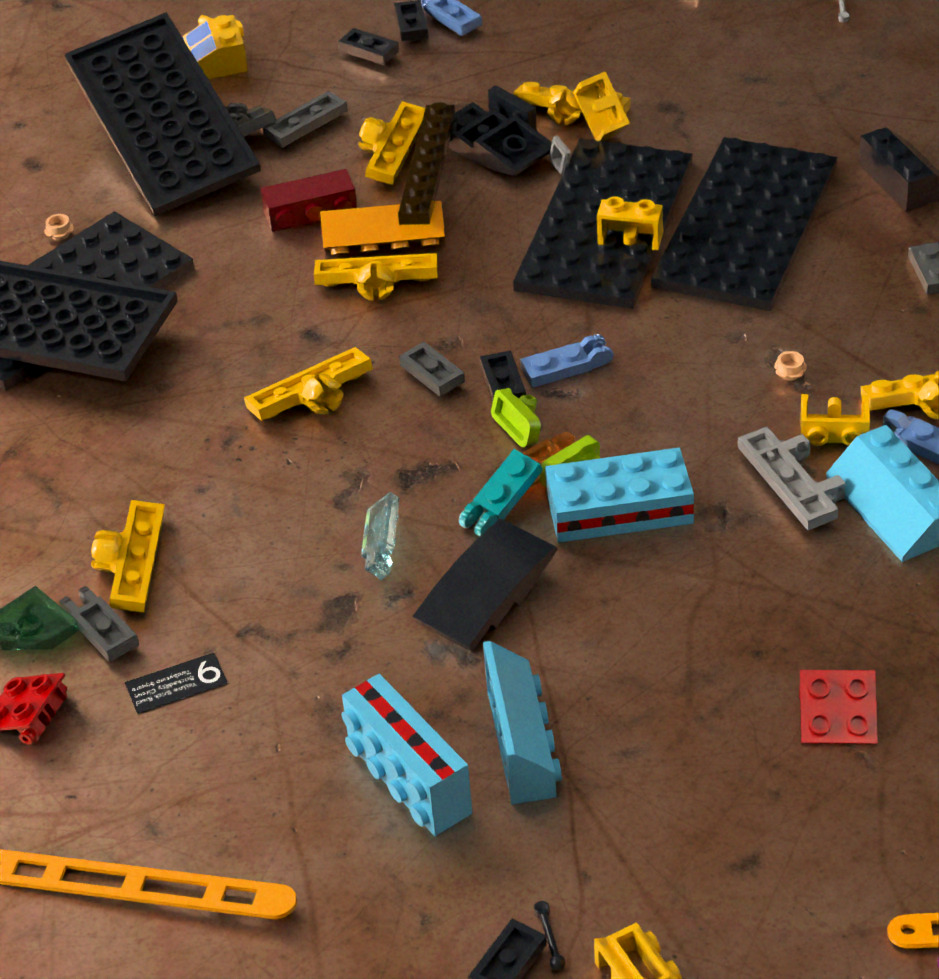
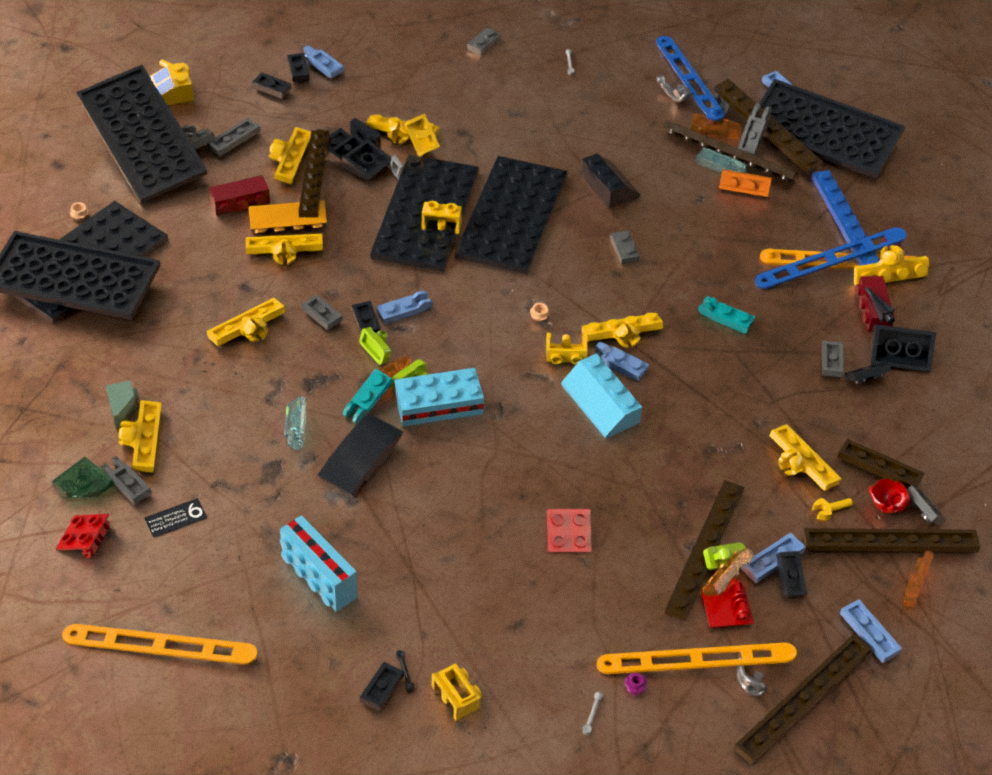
camera: 10 degrees left, 5 degrees up
(102, 501) = (122, 401): none -> sand green slope
(520, 726) = (384, 544): medium azure slope -> none
(779, 466) = (532, 376): light grey hinge -> none

